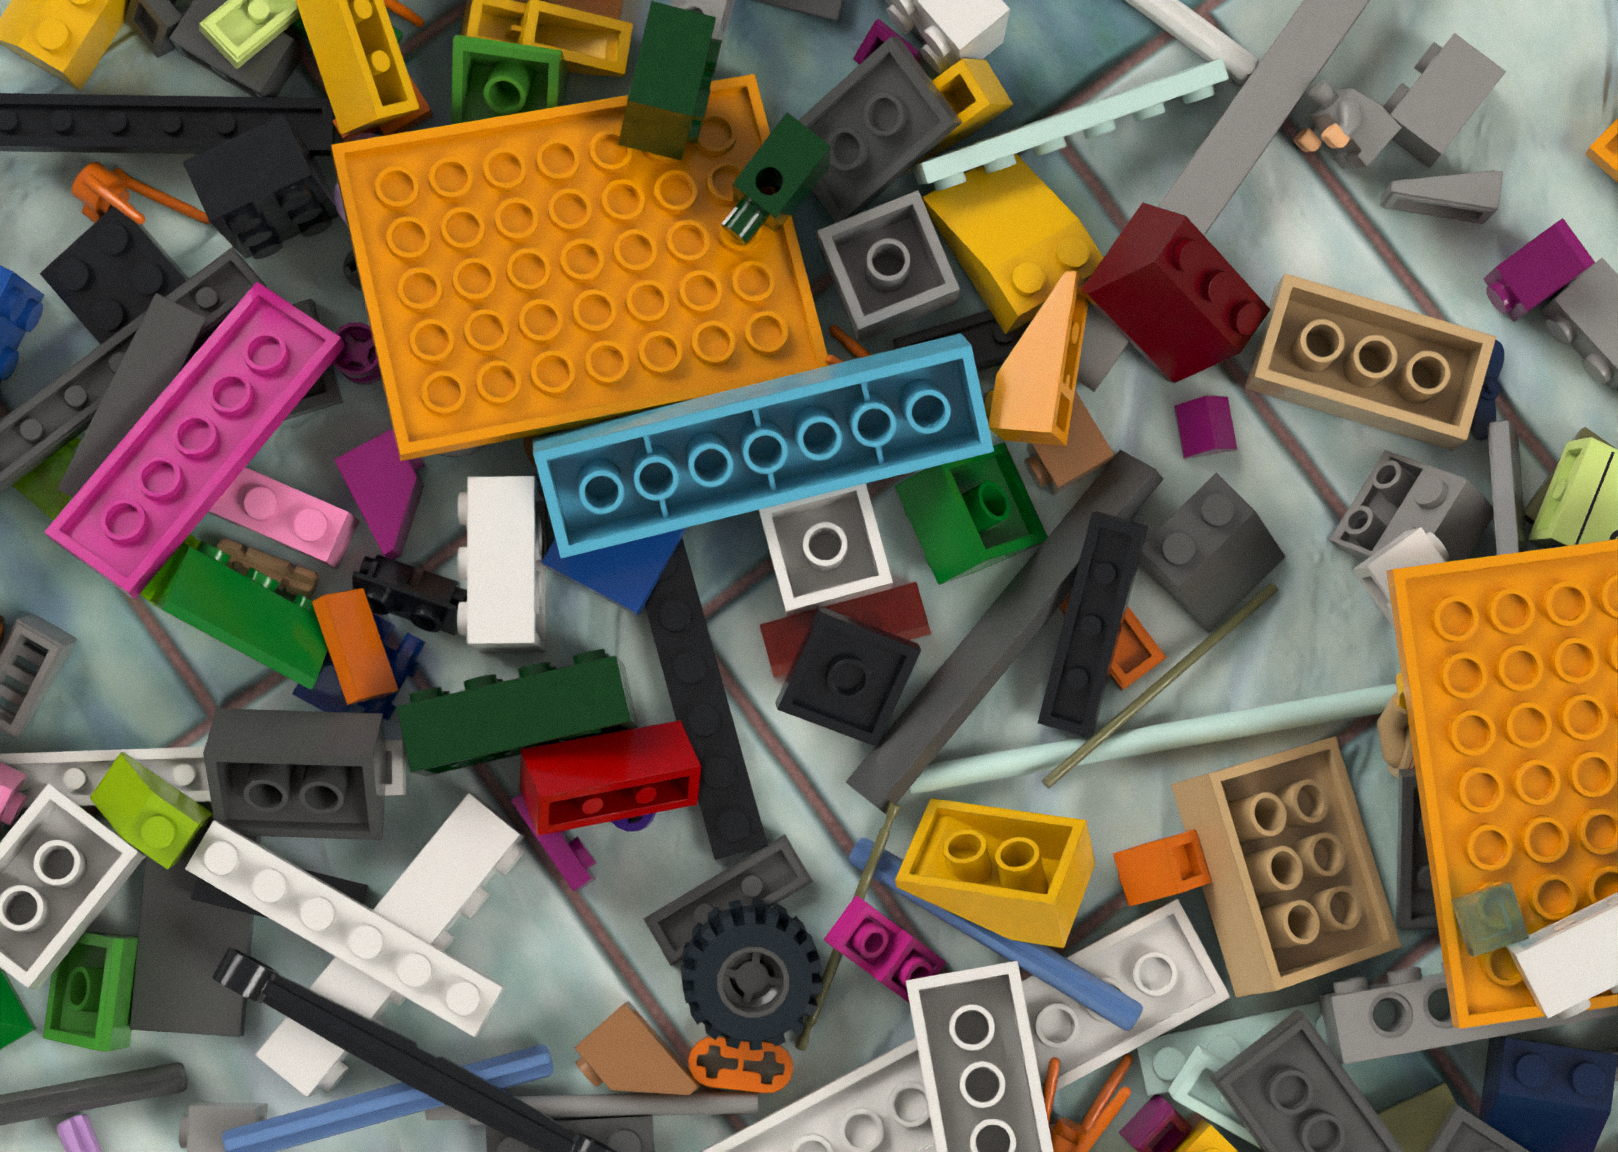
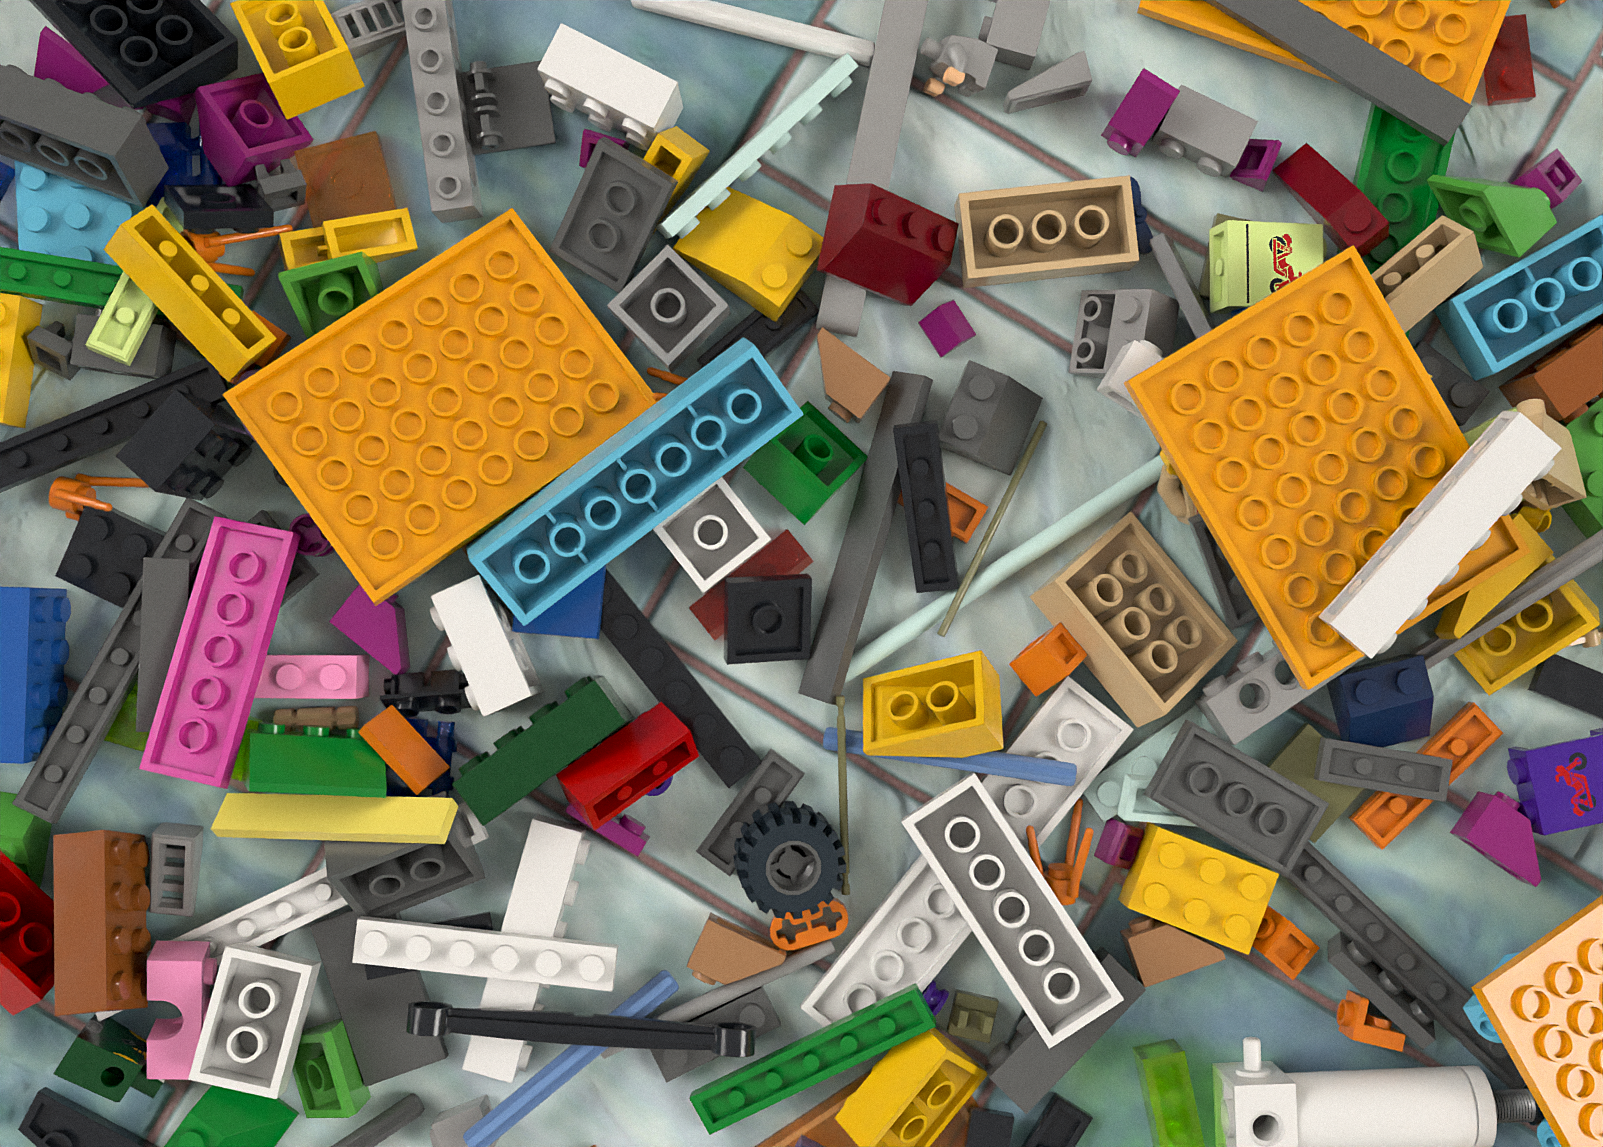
camera: 30 degrees left, 5 degrees up
(149, 811) = (309, 931): lime slope -> none
(241, 690) = (335, 818): none -> light yellow tile
(670, 81) = (451, 241): dark green brick -> none
(790, 161) = (565, 263): dark green torso -> none
(882, 947) = (874, 800): dark pink slope -> none
(1040, 374) = (813, 343): light orange slope -> none
(1490, 919) = (1299, 603): clear light blue tile -> none

